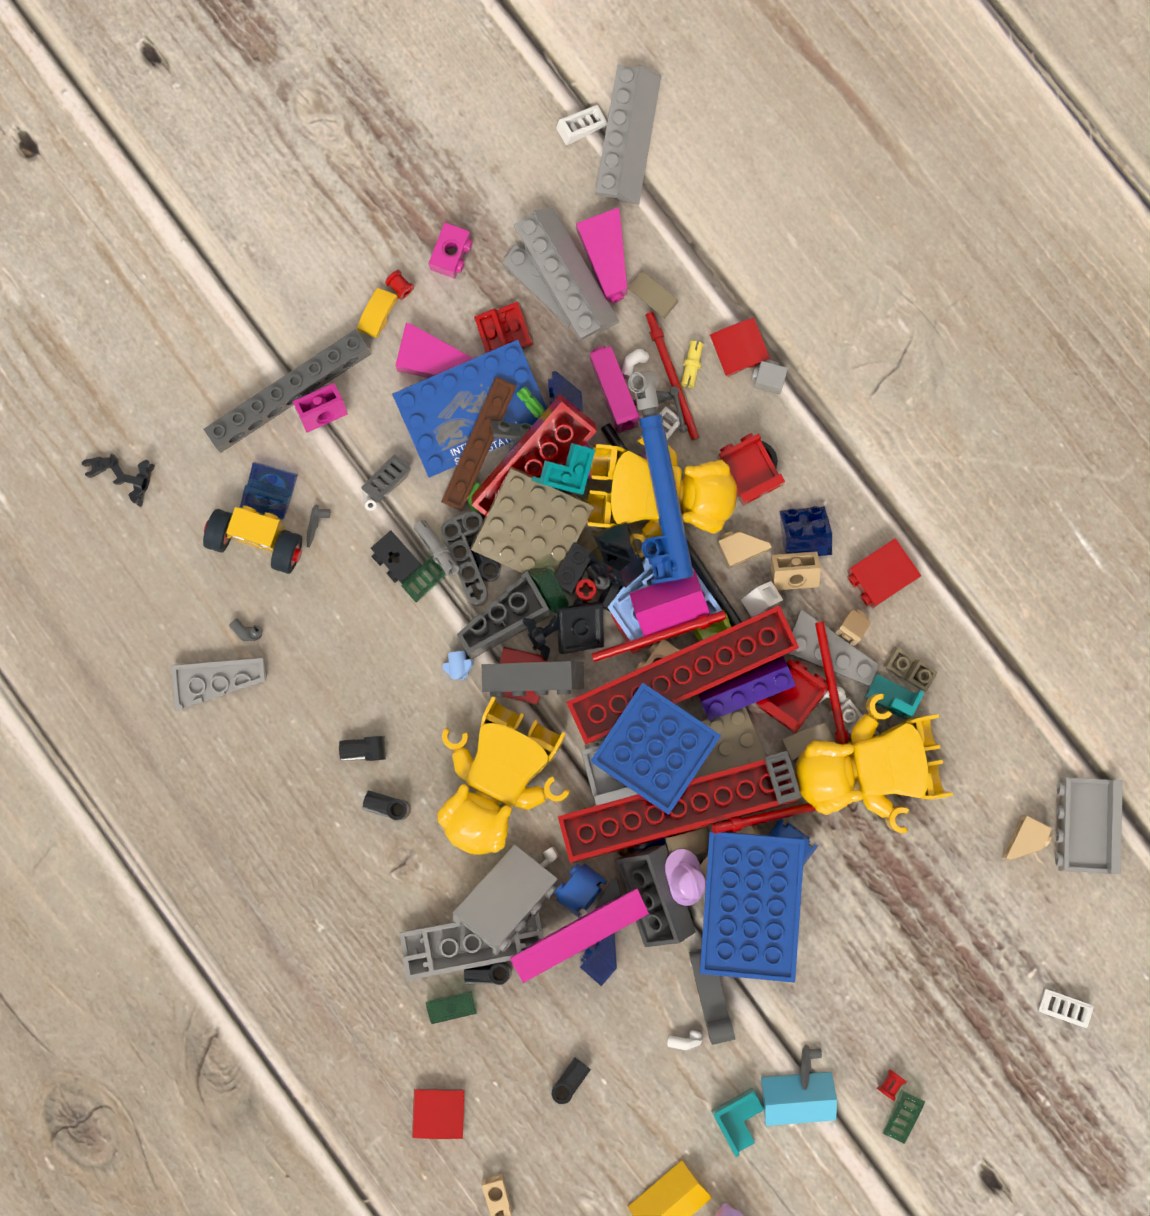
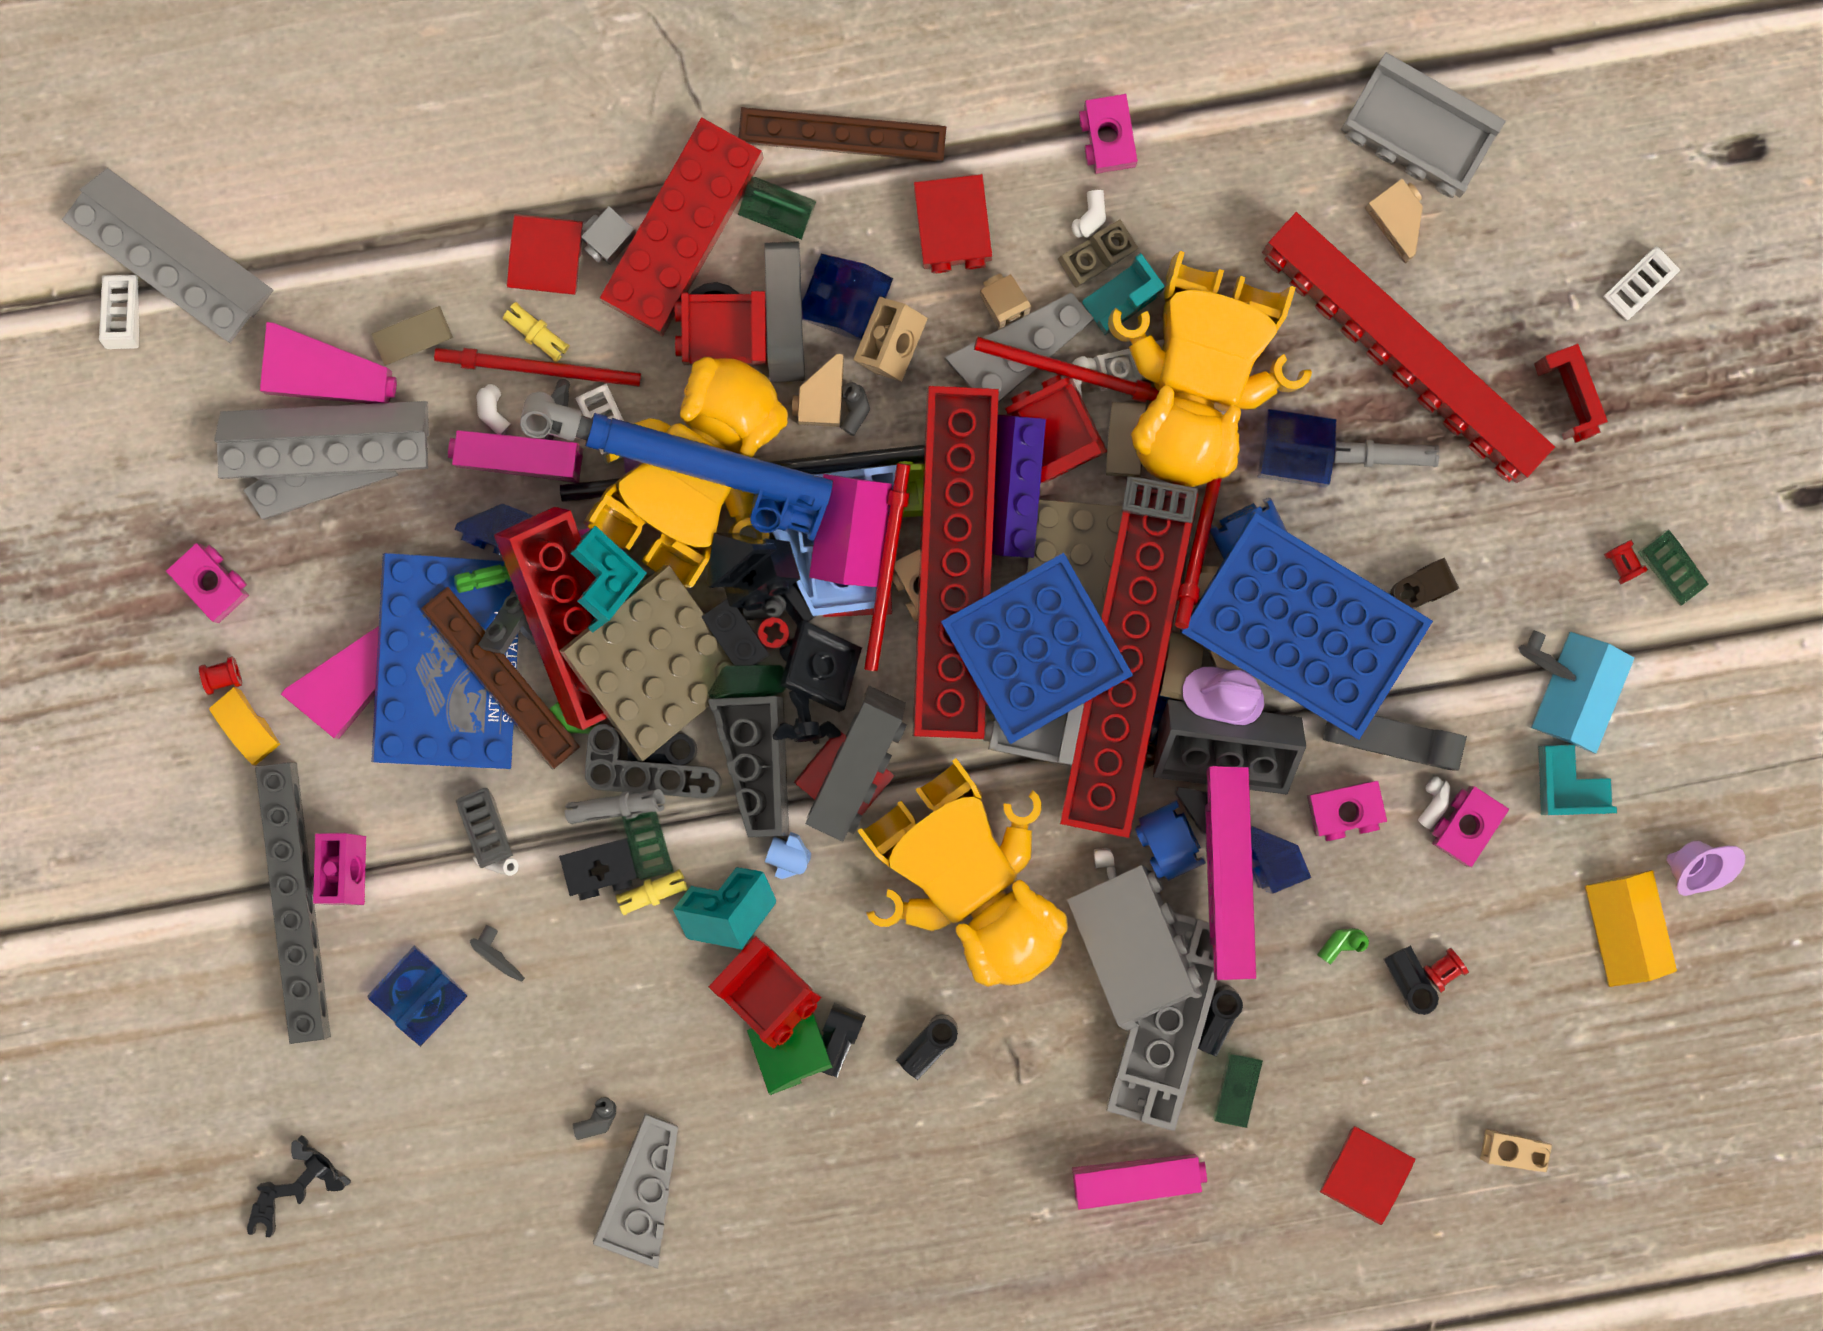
camera: 60 degrees left, 5 degrees up
(255, 530) = (466, 1039): brick -> none
(344, 723) = (795, 1059): none -> green slope
(366, 973) = (1137, 1180): none -> dark pink slope
(370, 692) = (765, 992): none -> red panel
(396, 596) = (651, 892): none -> light yellow pin
(406, 647) = (729, 914): none -> teal panel
(503, 327) = (354, 563): red slope -> none
(573, 1026) = (1343, 940): none -> bright green arm
(586, 1099) = (1445, 970): none -> red bush
(666, 996) = (1368, 804): none -> dark pink brick
(675, 391) = (562, 375): dark grey hinge -> none
(695, 1075) = (1487, 815): none -> dark pink brick
(745, 573) = (857, 406): none -> dark grey arm
(762, 599) = (906, 403): white brick -> none
(778, 501) = (784, 312): none -> dark grey beam
(798, 416) = (682, 226): none -> red brick
(815, 969) = (1427, 583): none -> dark brown piece
(837, 467) = (776, 207): none -> clear green slope
(856, 848) = (1298, 448): none -> clear blue slope
(876, 894) = (1392, 454): none -> light grey pin
(901, 483) = (842, 134): none -> reddish brown tile
(930, 656) = (1093, 218): none -> white arm
(950, 883) = (1406, 349): none -> red brick
(981, 1002) = (1579, 390): none -> red panel
(998, 636) = (1111, 113): none -> dark pink brick

